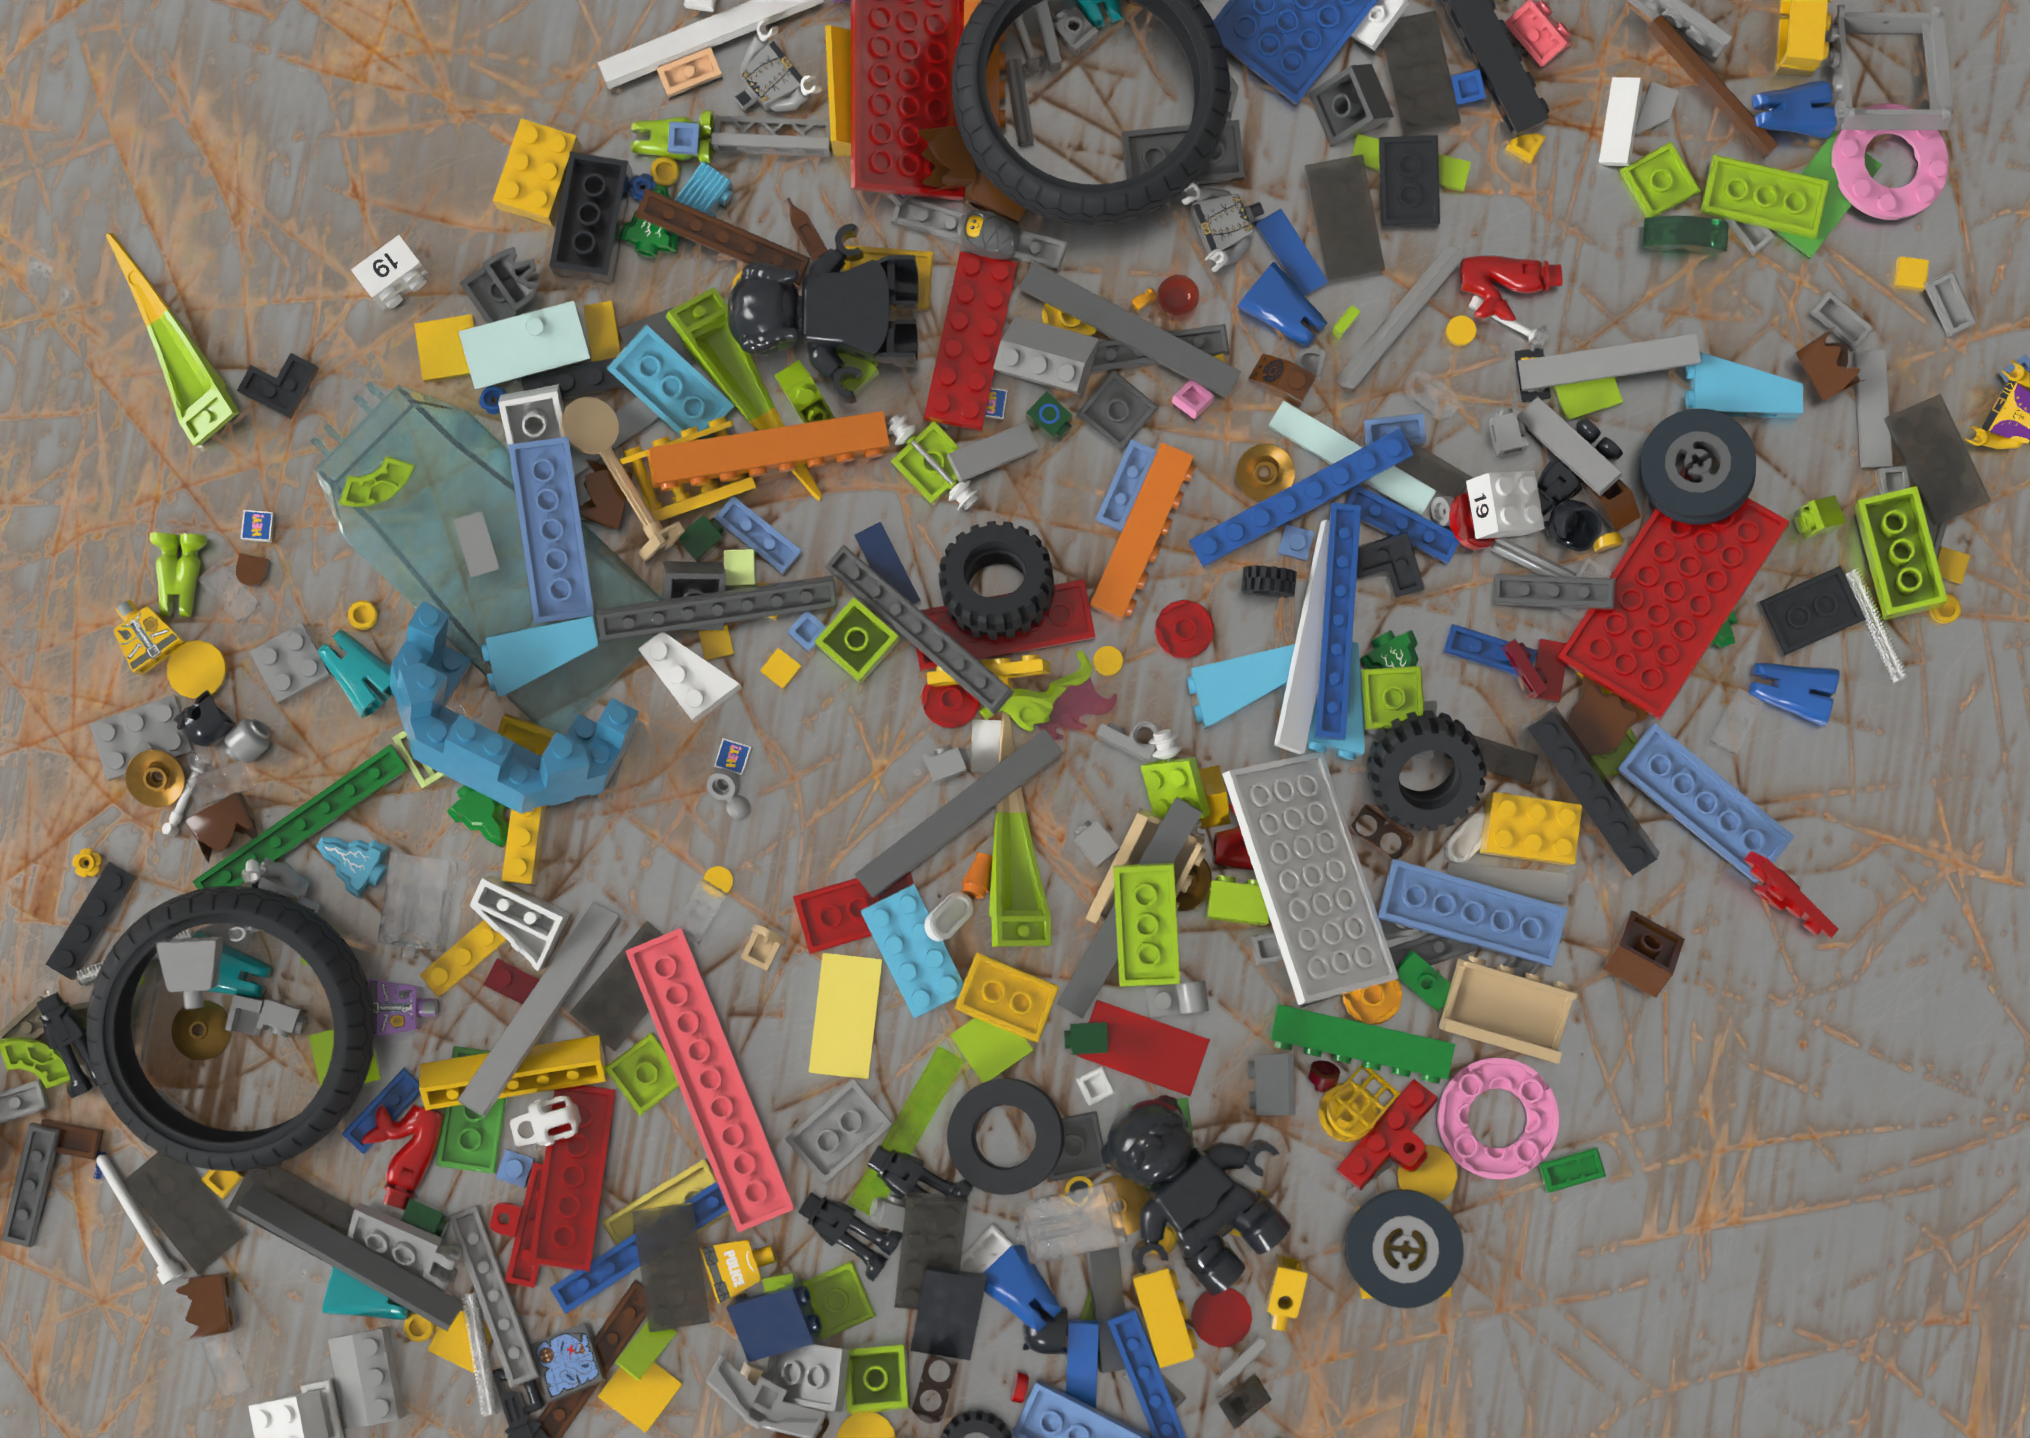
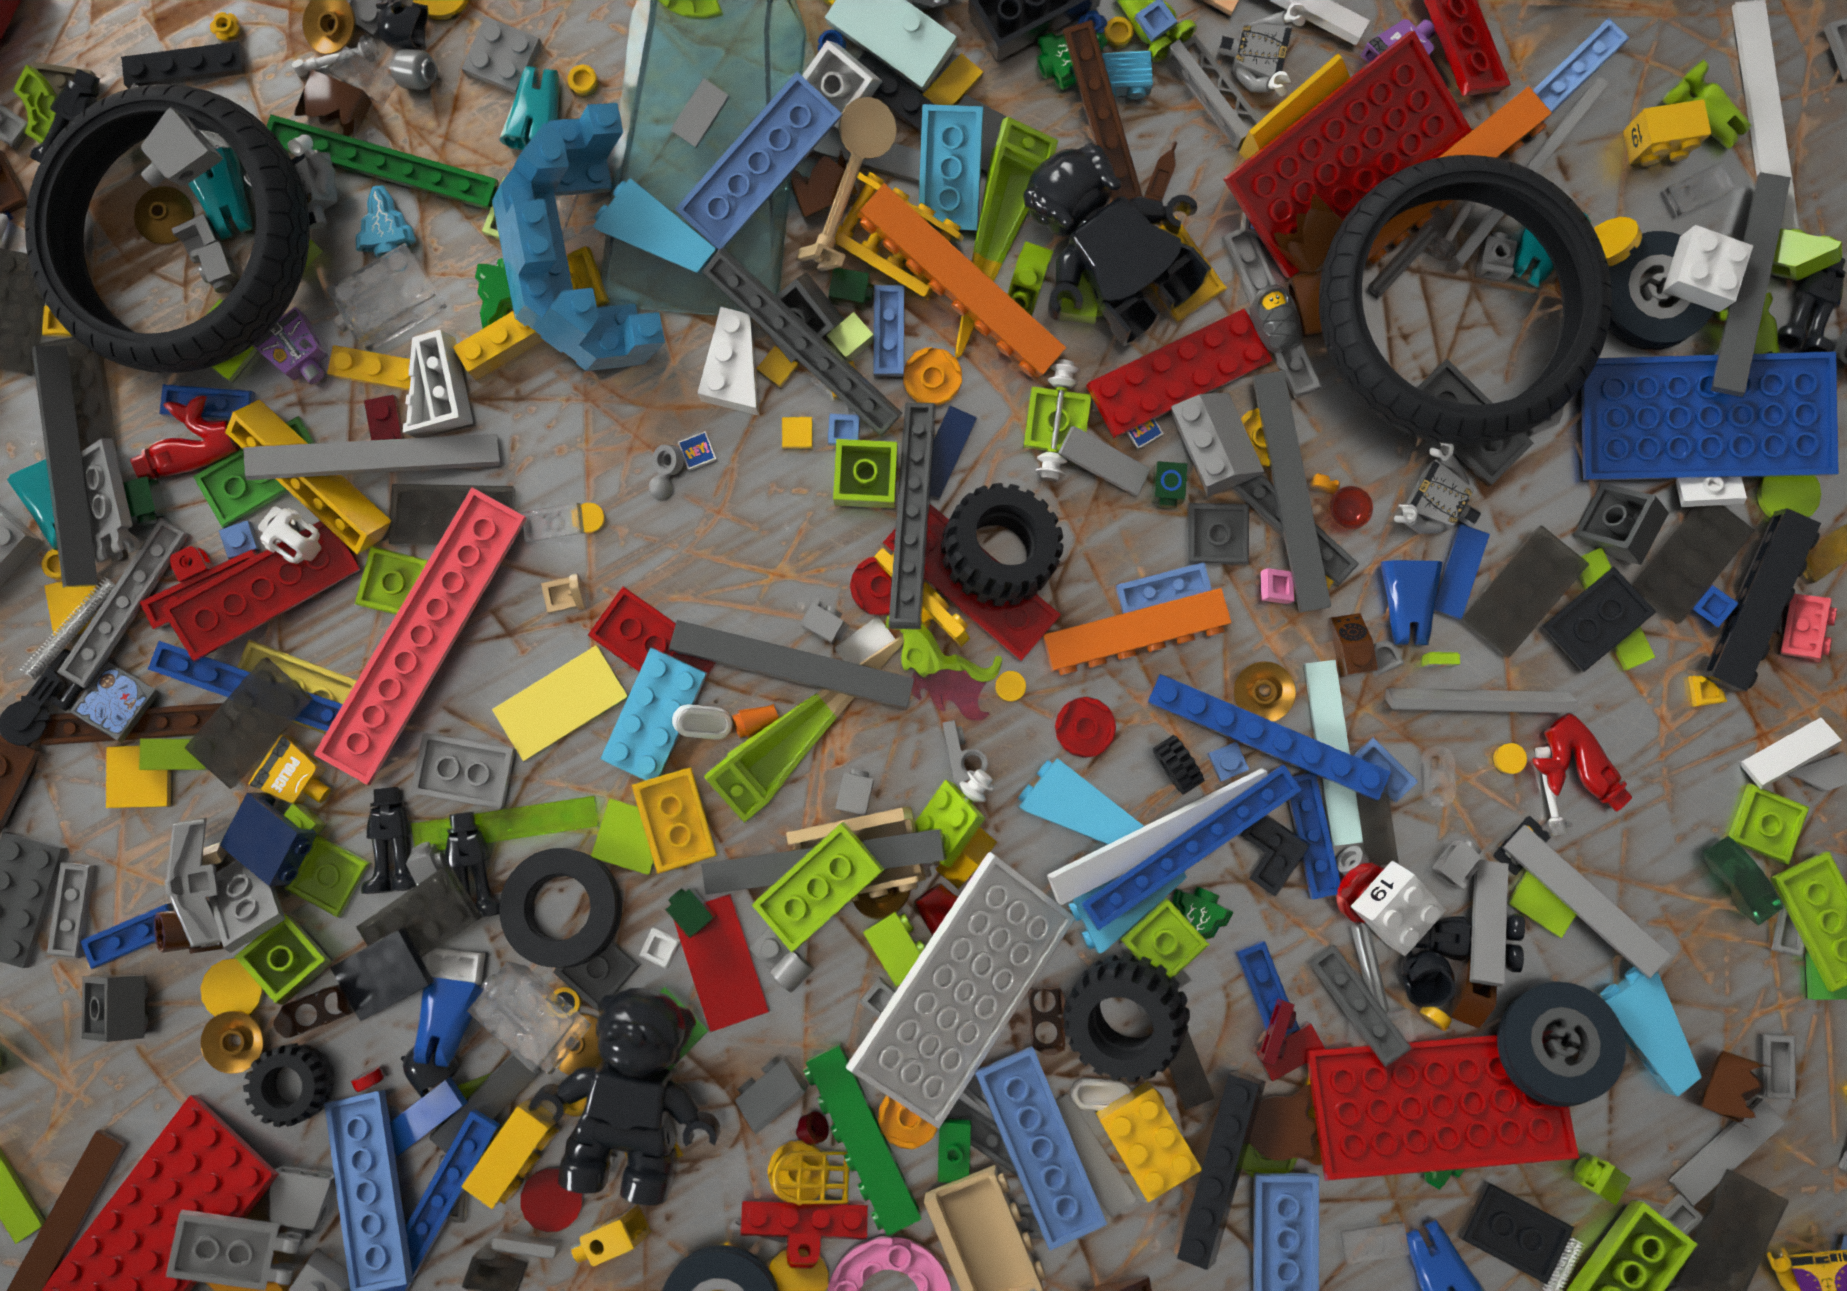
camera: 50 degrees right, 0 degrees up
(820, 530) = (932, 376): none -> light orange tile

